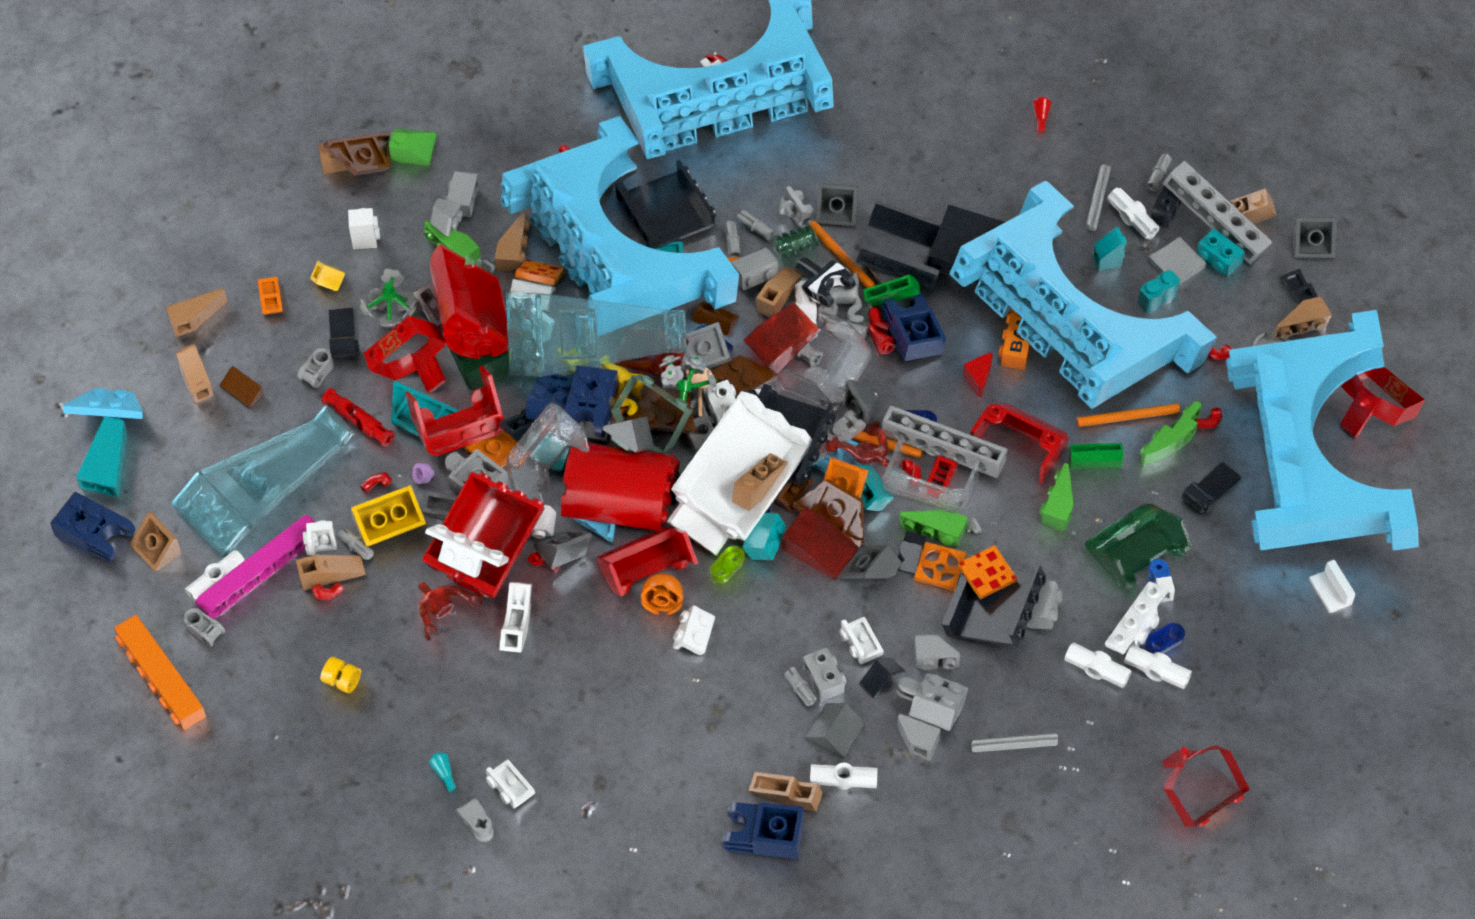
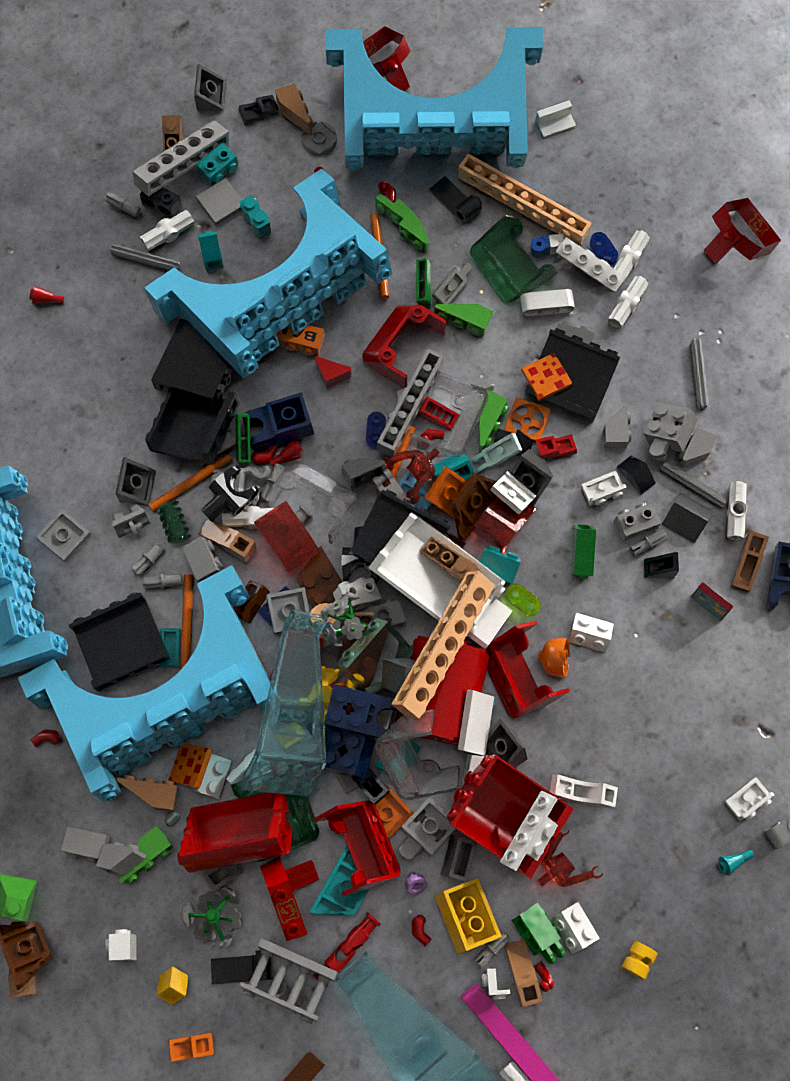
camera: 90 degrees left, 15 degrees up
(339, 374) = (288, 958): none -> light grey fence
(371, 581) = (539, 933): none -> hinge
(376, 619) = (575, 928): none -> white bracket
(585, 510) = (475, 722): none -> white tile
(728, 486) = (459, 614): none -> light nougat brick
(730, 742) = (712, 601): none -> tile
(772, 701) = (662, 566): none -> black slope
(777, 153) = (63, 535): none -> light grey tile
(787, 618) = (583, 550): none -> green slope
(847, 546) = (513, 492): none -> white plate
(876, 734) = (694, 484): none -> light grey axle
(893, 528) = (498, 452): none -> light aqua hinge
(908, 593) = (559, 447): none -> red slope
(1087, 581) = (547, 302): none -> white beam
(1098, 484) = (452, 284): none -> light grey hinge
(1214, 551) = (523, 199): none -> light nougat brick

